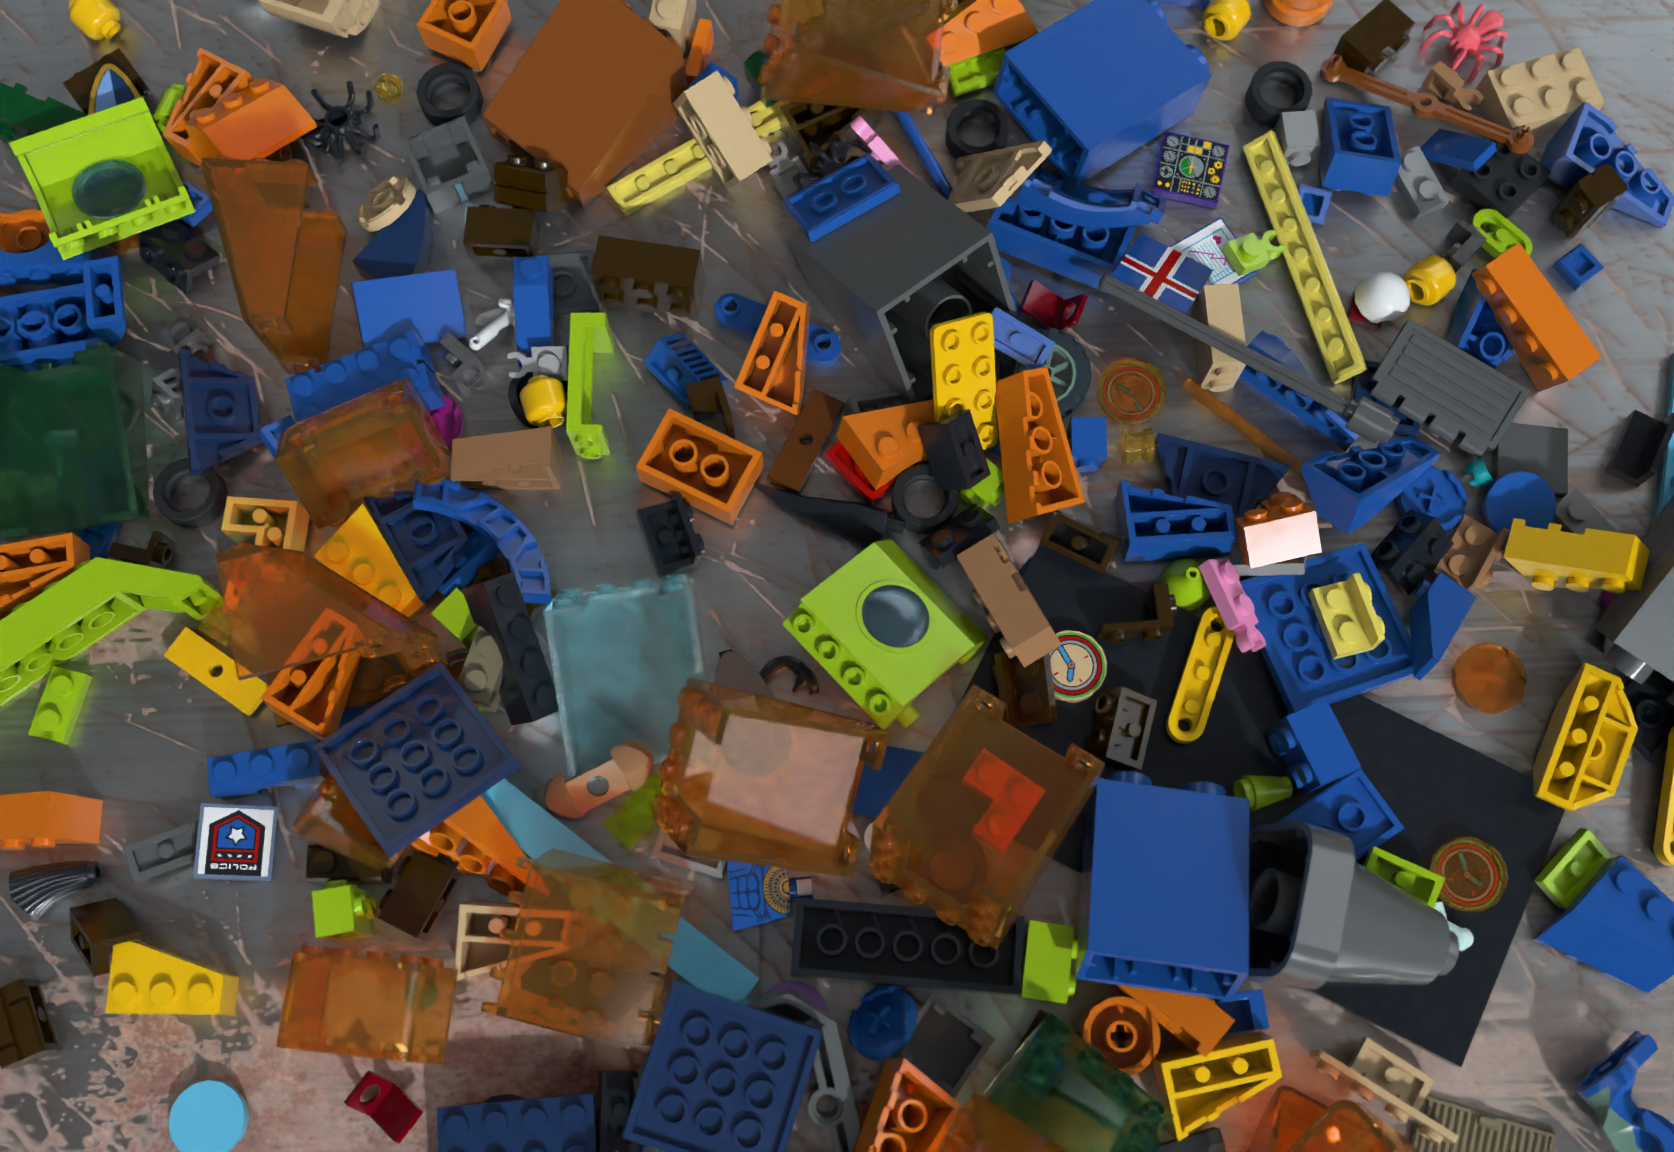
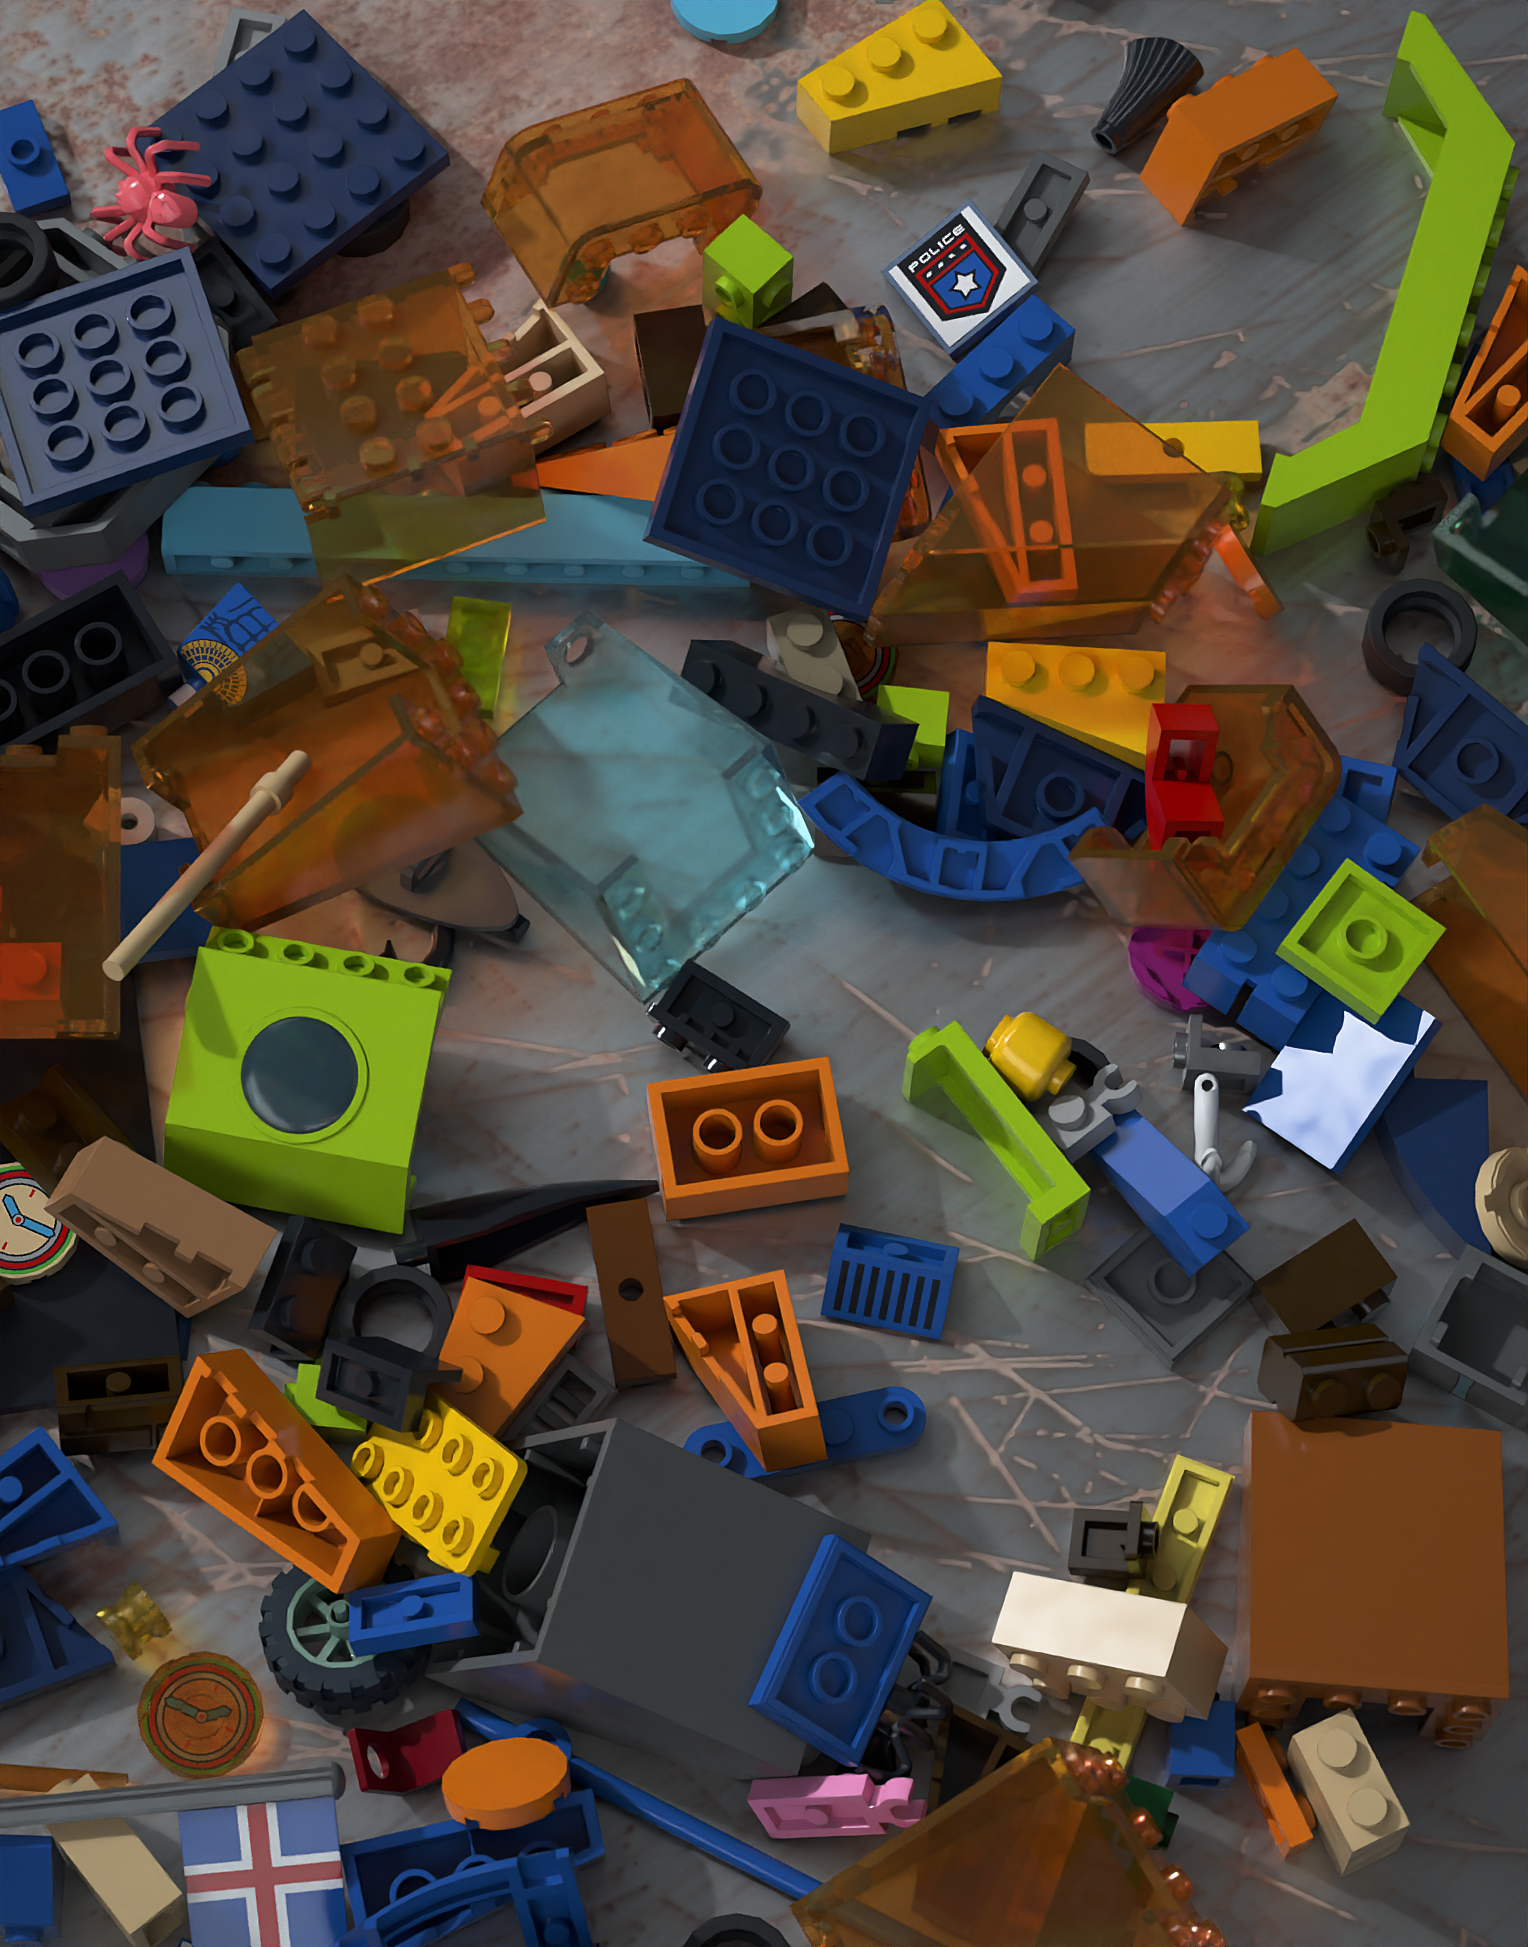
camera: 140 degrees right, 5 degrees down
(60, 705) = (1337, 287): lime plate -> none
(98, 927) = (1027, 77): dark brown panel -> none
(266, 522) = (1238, 648): light yellow brick -> none
(352, 337) = (1360, 941): none -> lime plate
(372, 475) = (1179, 772): none -> red brick
(388, 1107) = (495, 124): dark red bracket -> none
(508, 460) = (1027, 963): medium nougat wedge -> none
(626, 770) = (528, 673): medium nougat piece -> none
(648, 276) = (1042, 1355): dark brown brick -> none
(681, 190) = (1113, 1542): none -> dark brown bracket
(709, 401) = (794, 1244): dark brown panel -> none
(804, 787) = (266, 799): none -> tan bar
(994, 175) = (637, 1859): tan wing -> none
(1026, 248) = (506, 1783): none -> orange tile
(1088, 442) = (212, 1571): blue brick -> none

